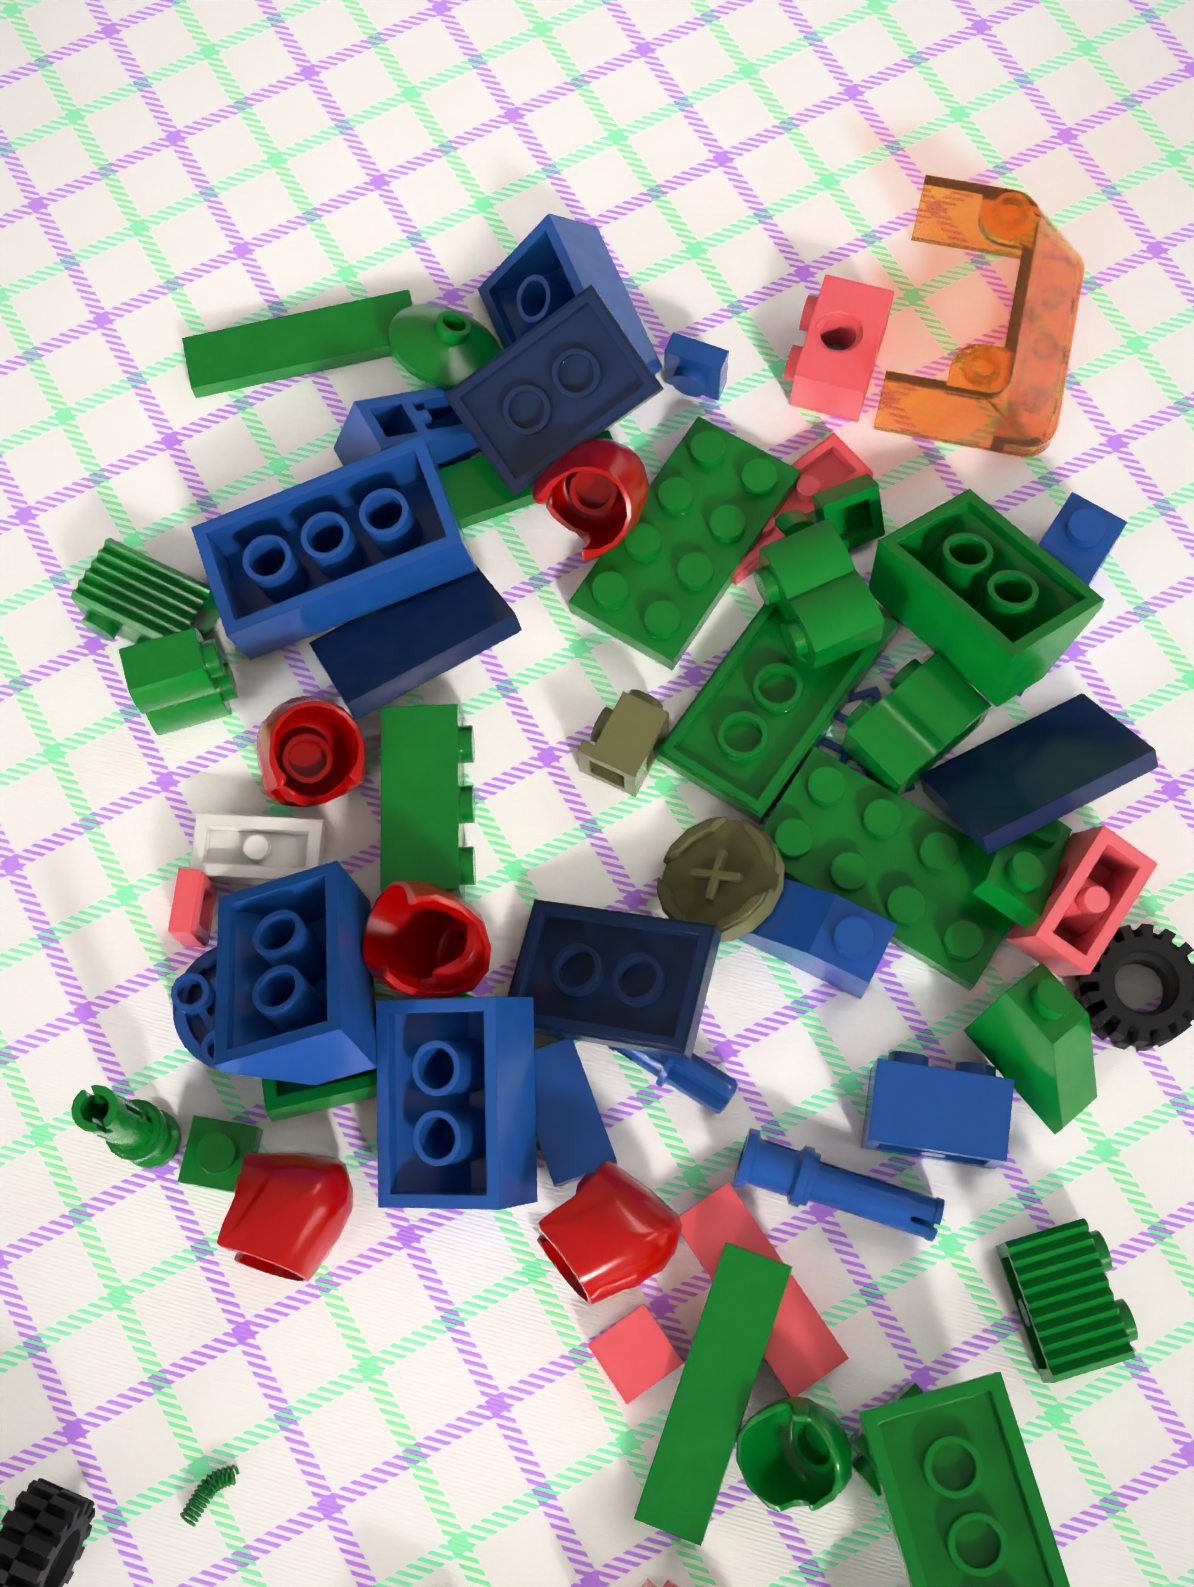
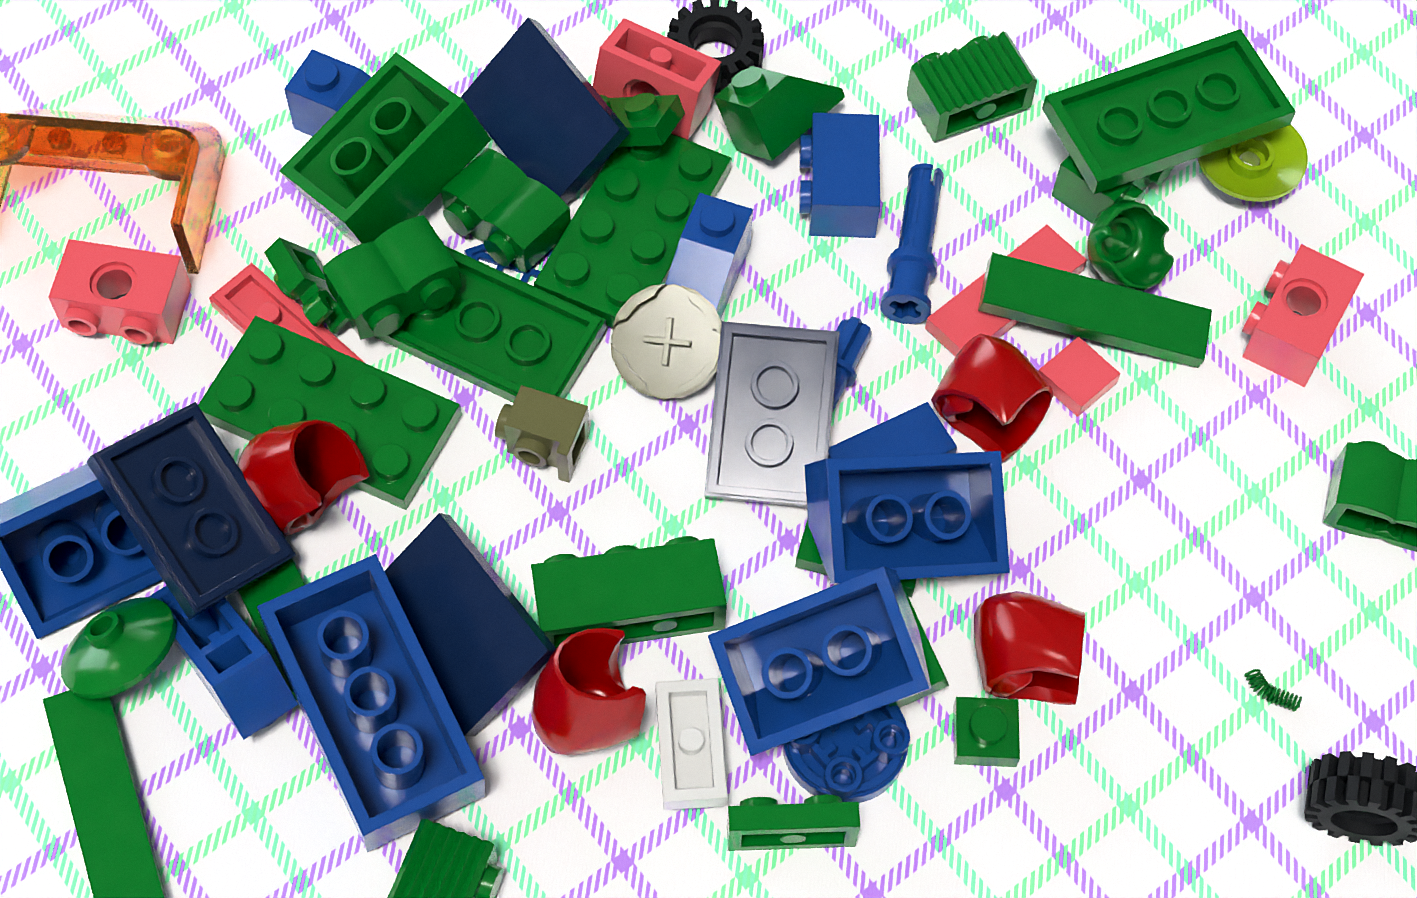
camera: 105 degrees left, 10 degrees down
(130, 1128) = (990, 780): green pin -> none
(147, 956) = (816, 823): none -> green plate
(178, 680) = (532, 828): green brick -> none
(192, 908) = (760, 782): coral tile -> none
(425, 941) = (771, 551): red piece -> none
(695, 367) = (141, 405): blue plate -> none

